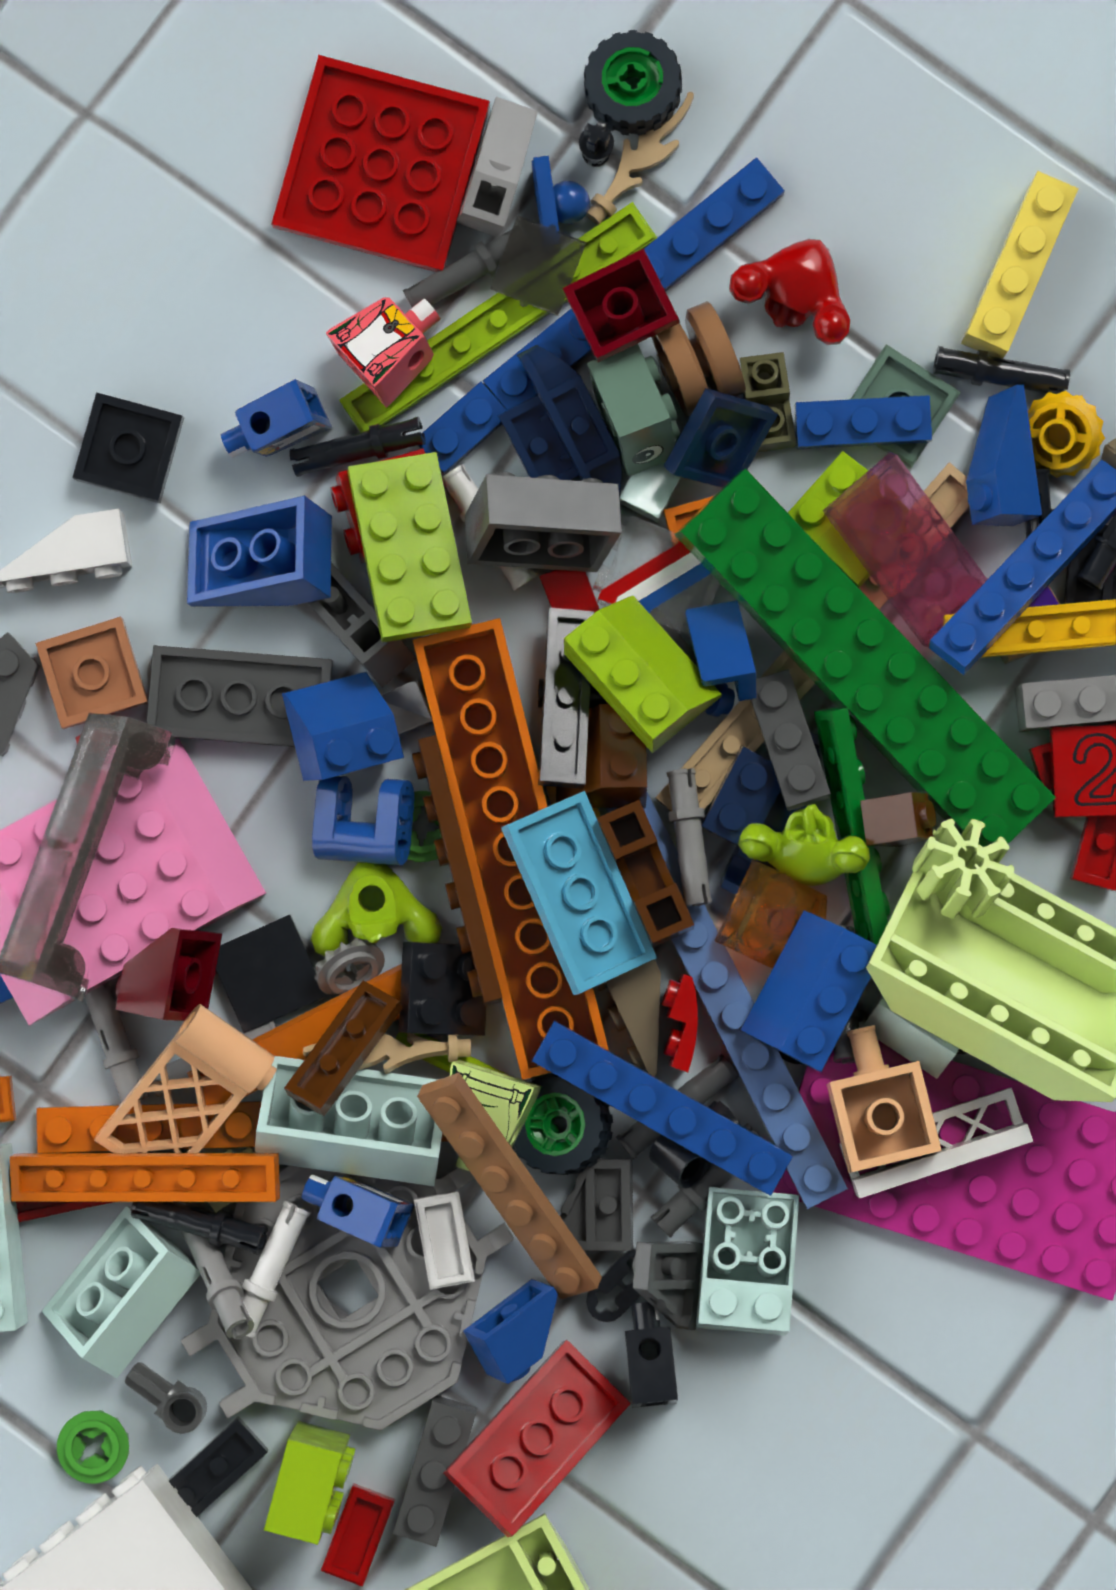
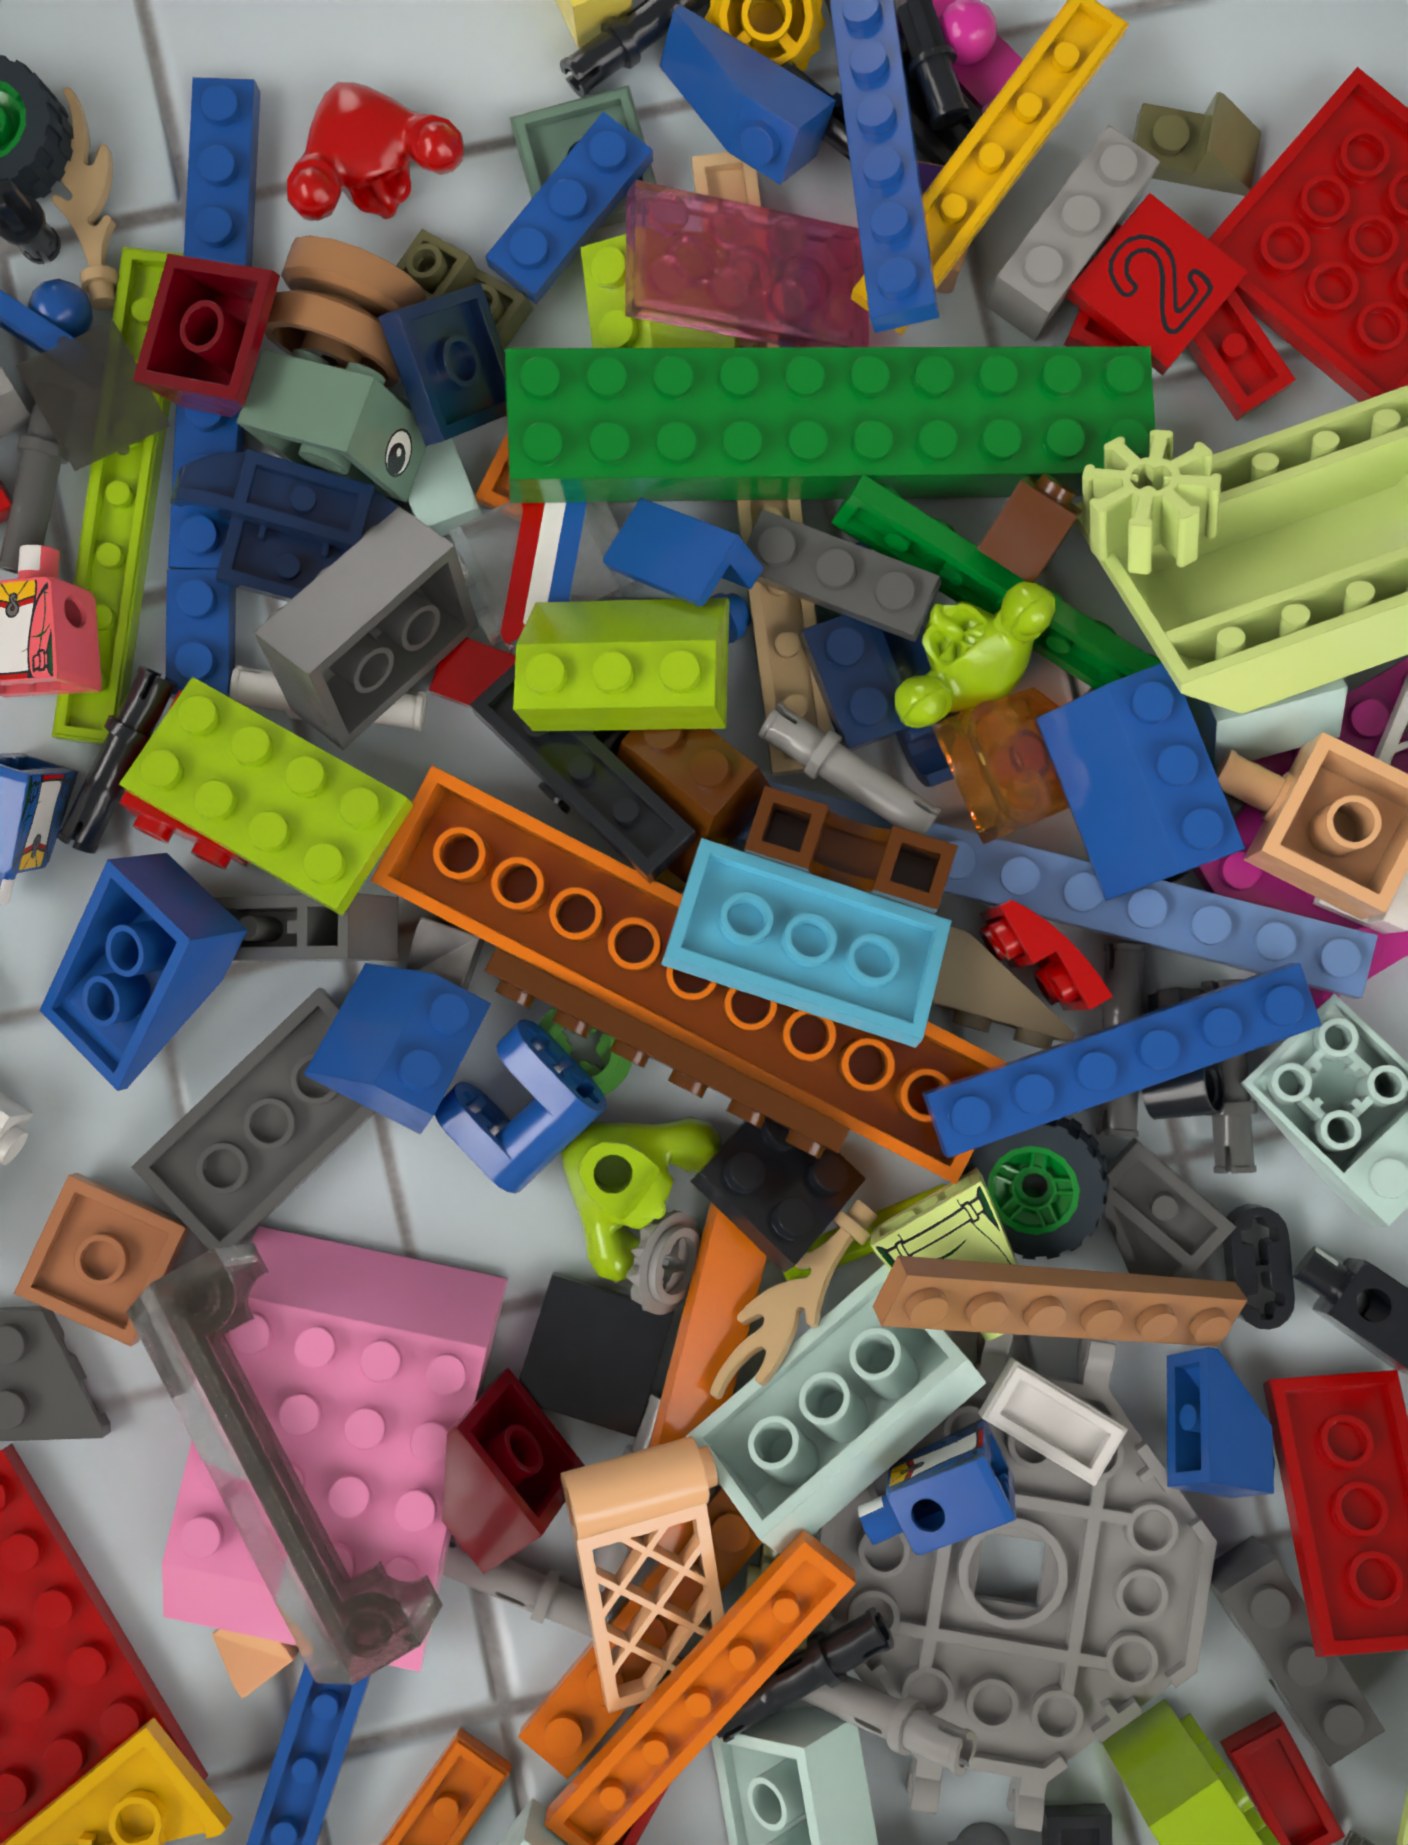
camera: 50 degrees left, 0 degrees up
(274, 1257) = (931, 1672): white pin -> none
(343, 1048) = (750, 1354): reddish brown plate -> none
(670, 1279) = (1301, 1210): dark grey wing -> none

